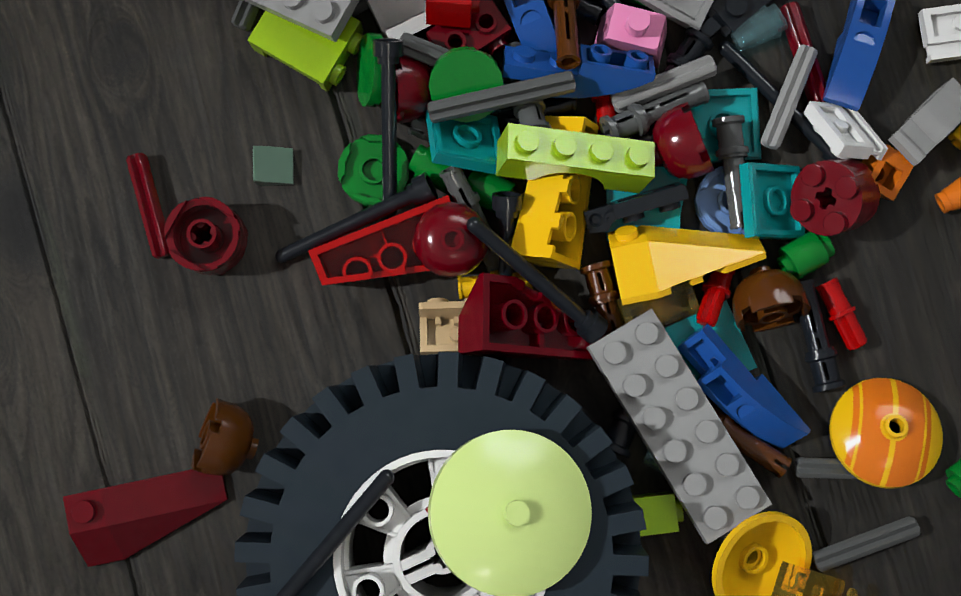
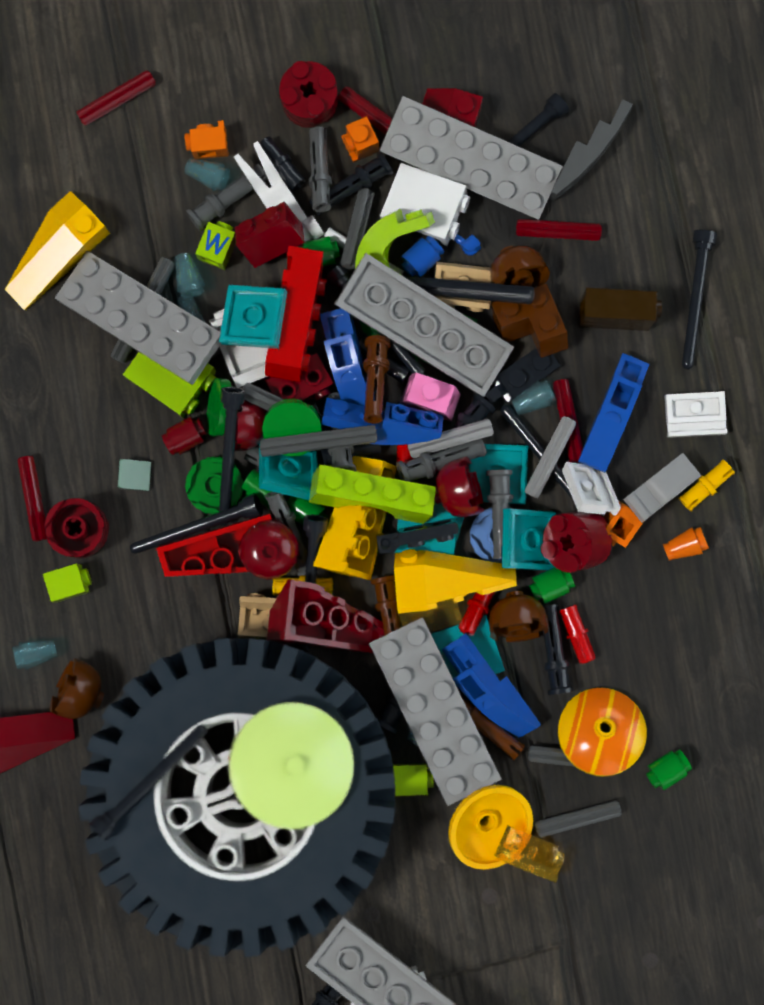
camera: 10 degrees right, 0 degrees up
(165, 397) = (33, 653): none -> clear light blue cone
(200, 305) = (67, 582): none -> lime brick
(331, 111) = (184, 435): none -> dark red brick
(589, 324) = (372, 625): black piece -> none

